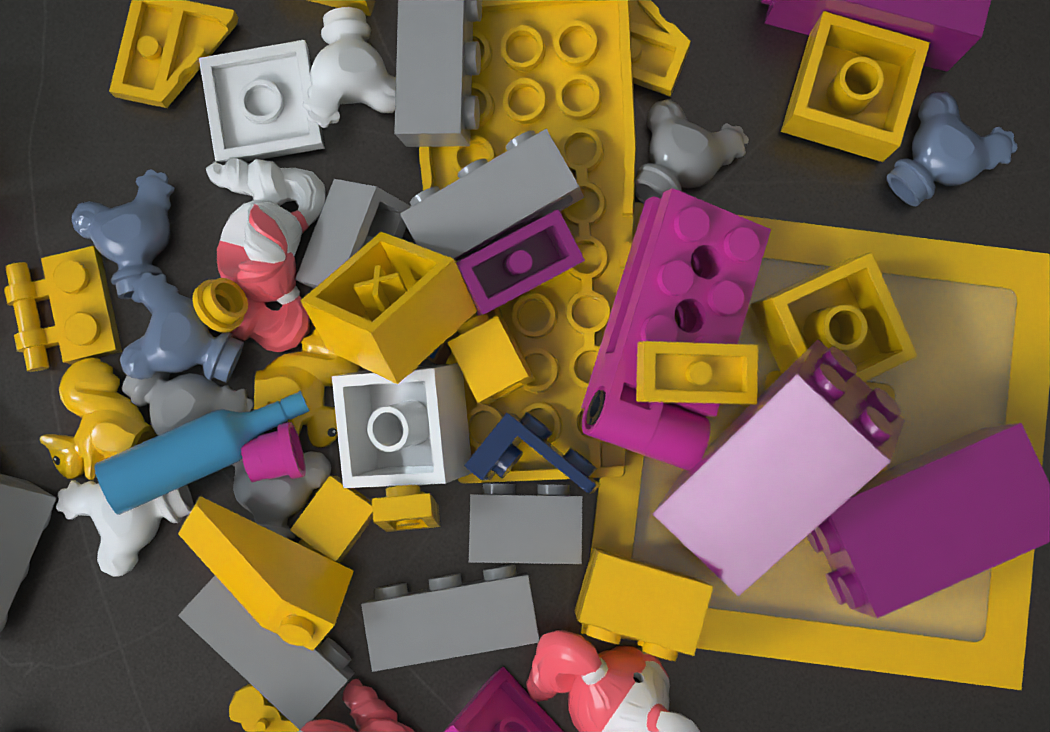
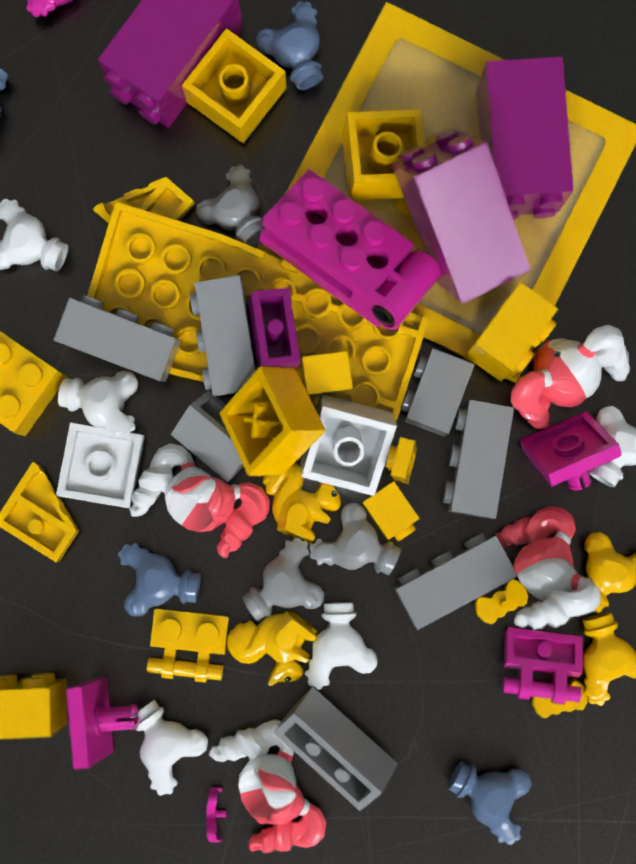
camera: 70 degrees left, 0 degrees up
(176, 336) = (236, 570): sand blue animal -> none
(187, 453) = (317, 584): dark azure piece -> none
(220, 304) = (227, 533): yellow plate -> none
(270, 575) = (413, 560): yellow slope -> none
(274, 455) = (337, 532): dark pink piece -> none
(500, 452) = (389, 388): dark blue bracket -> none
(697, 373) = (386, 243): yellow plate -> none

